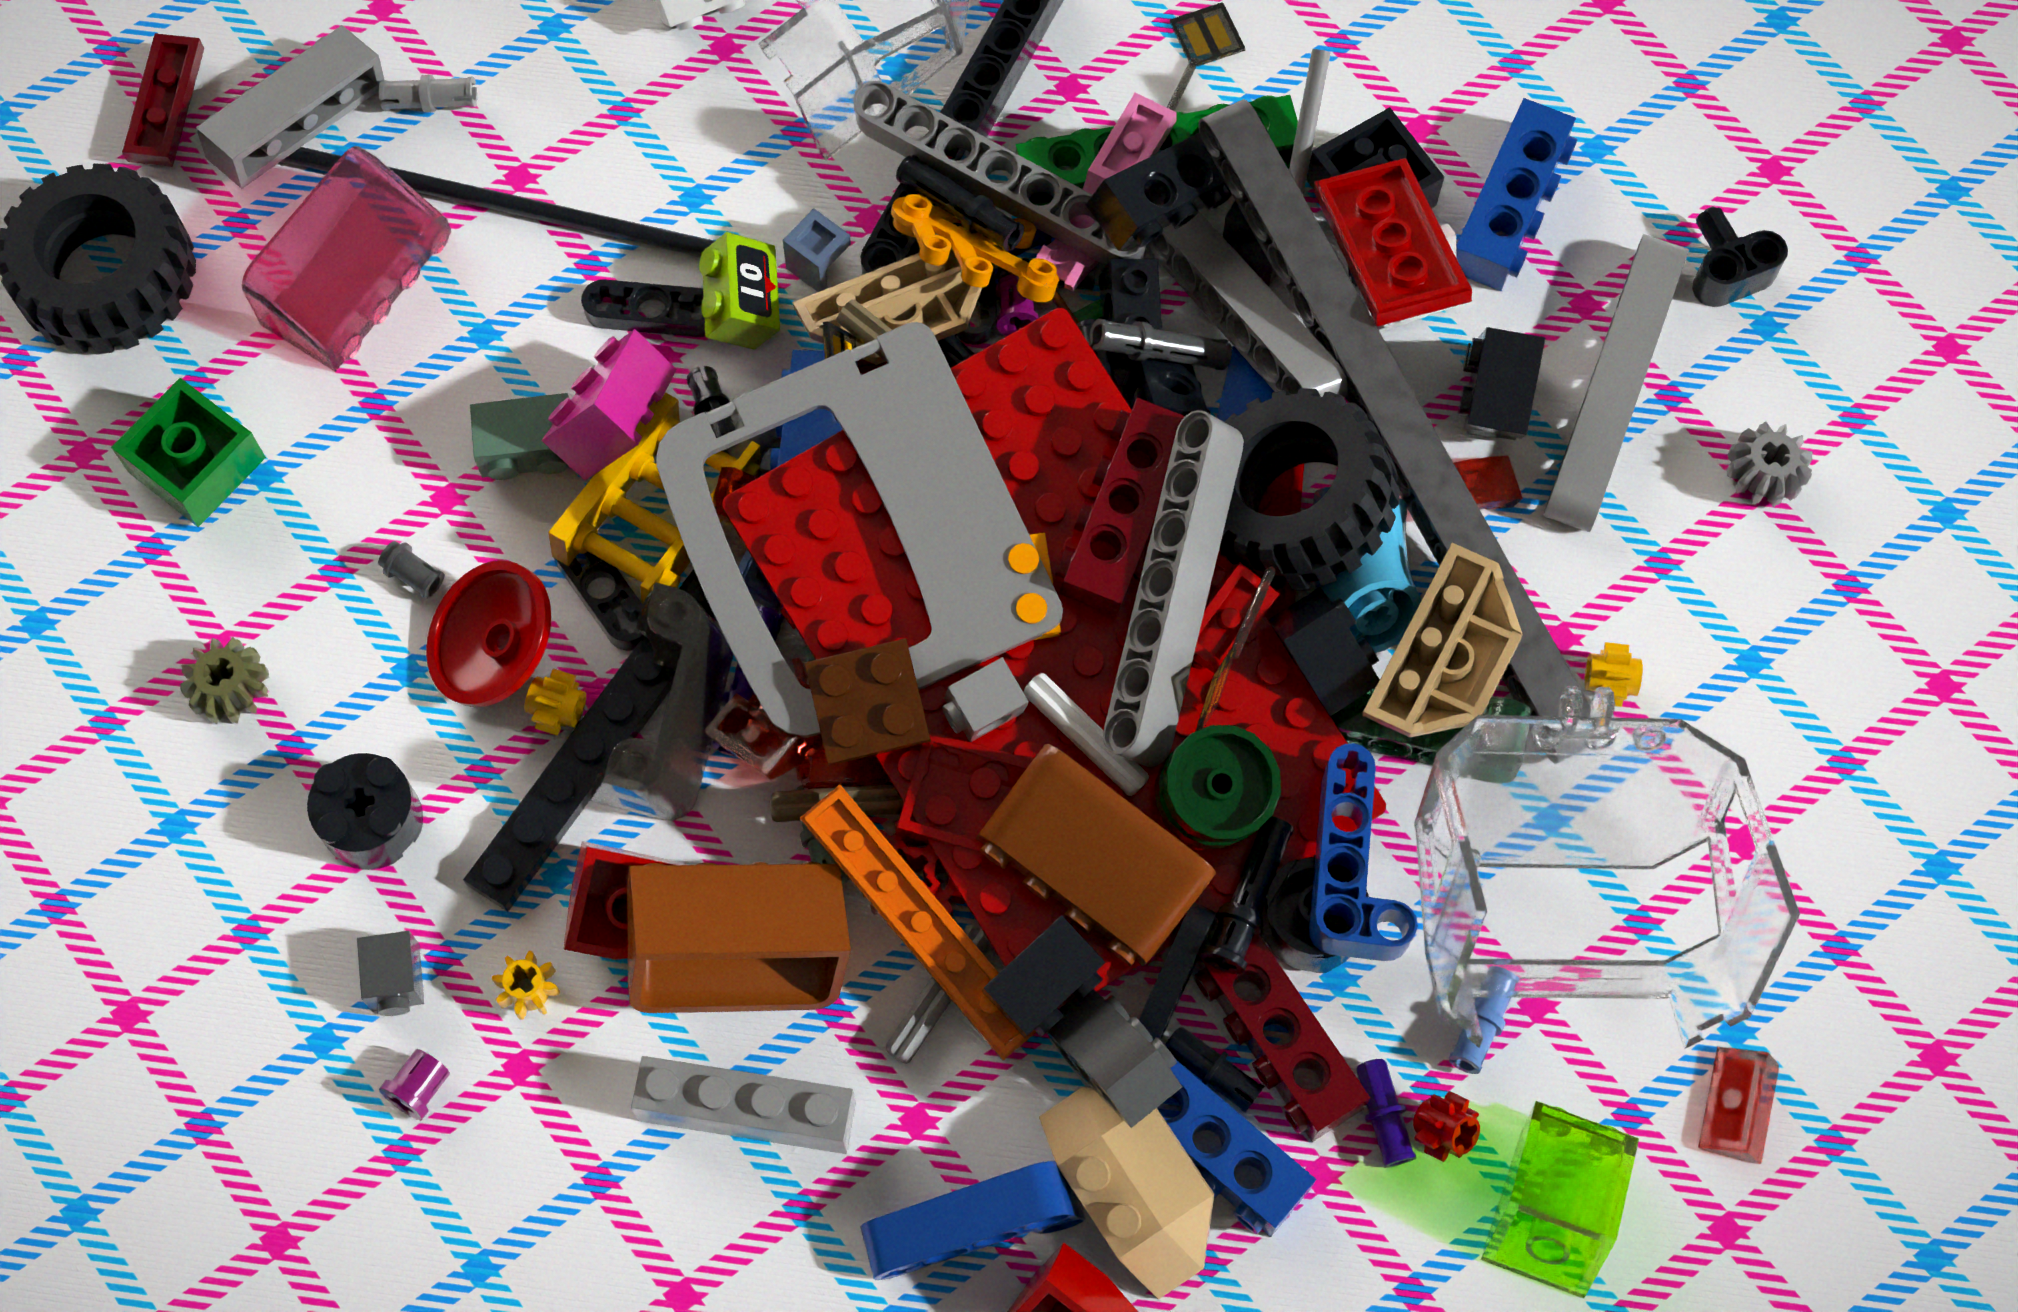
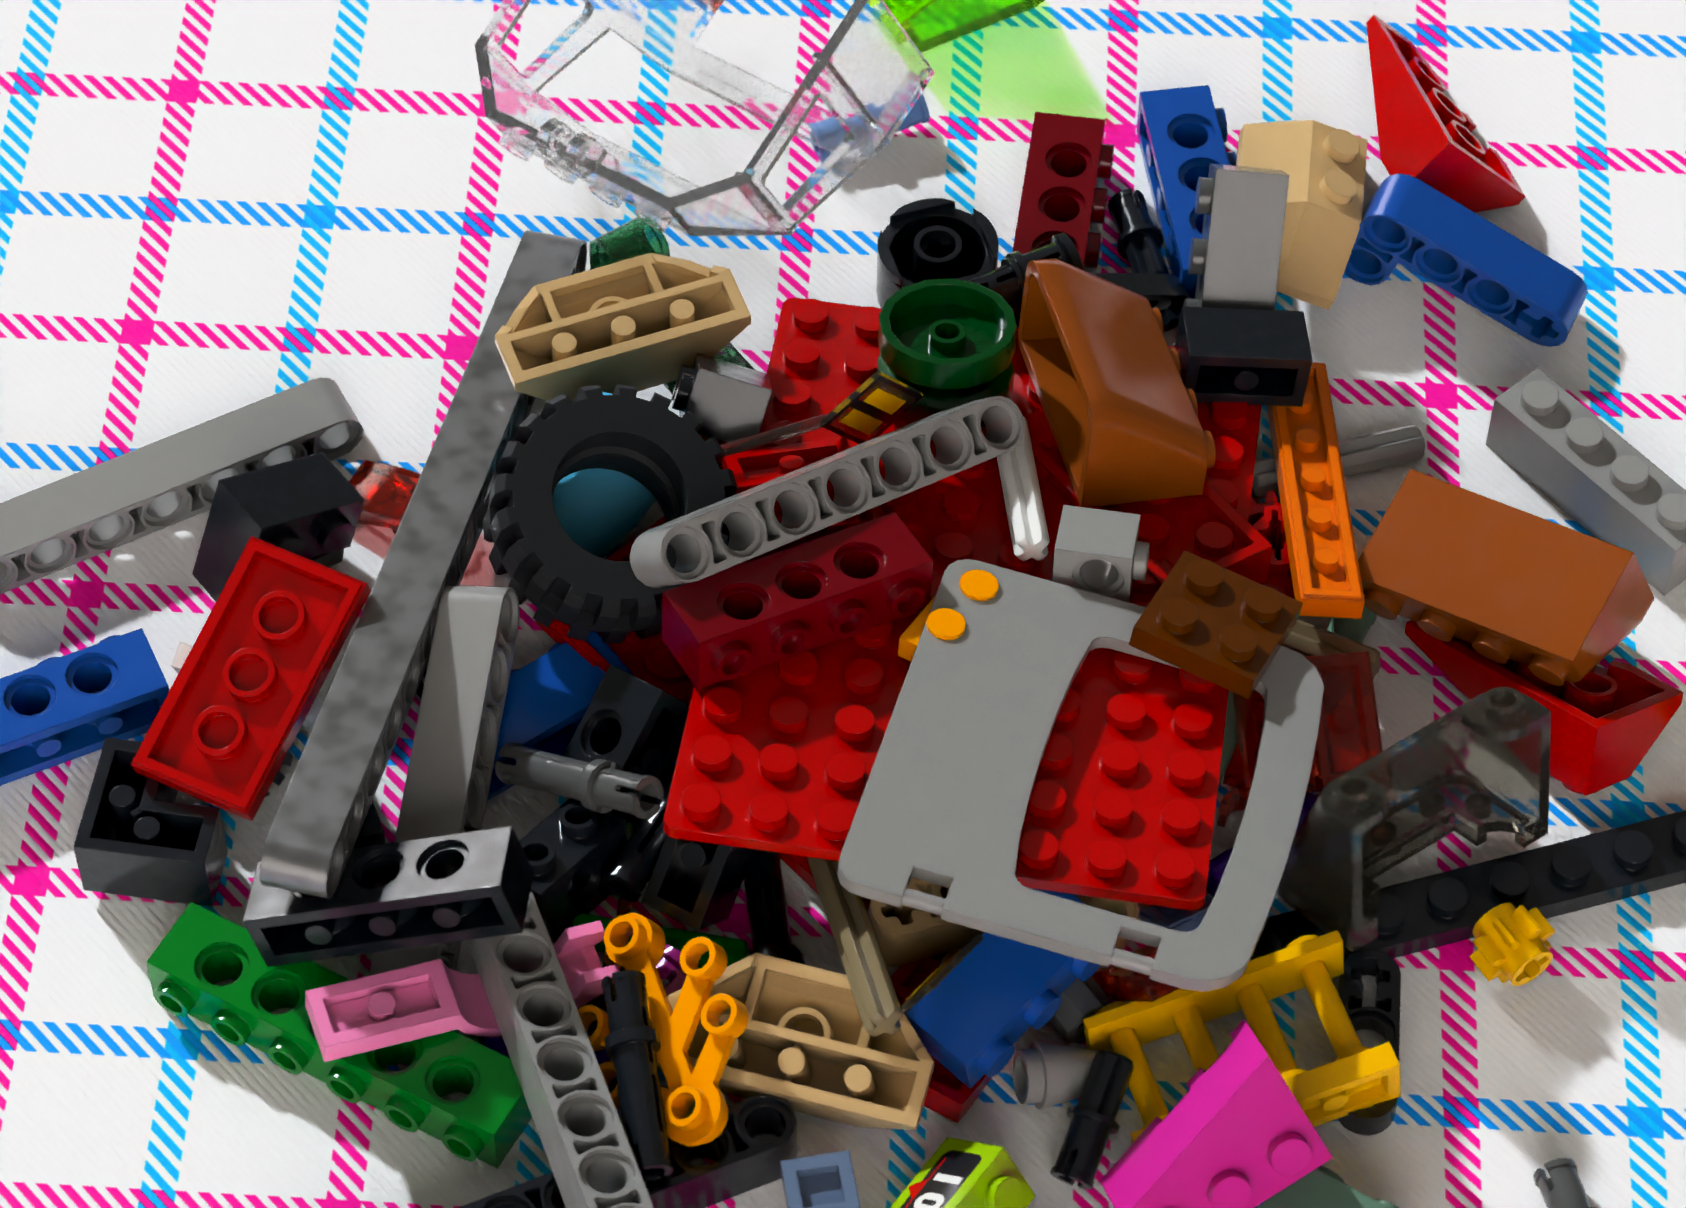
camera: 140 degrees left, 15 degrees down
(488, 633) = (1565, 1035): red dish -> none
(1204, 38) = (134, 1151): clear smoke piece -> none
(1308, 116) = (169, 898): light grey piece -> none
(1352, 851) = (922, 211): blue beam -> none
(1385, 1113) = (1017, 121): dark purple axle -> none
(1446, 1126) = (985, 71): red gear -> none
(1616, 670) = (463, 264): yellow gear -> none
(1787, 462) = (112, 321): light grey gear -> none

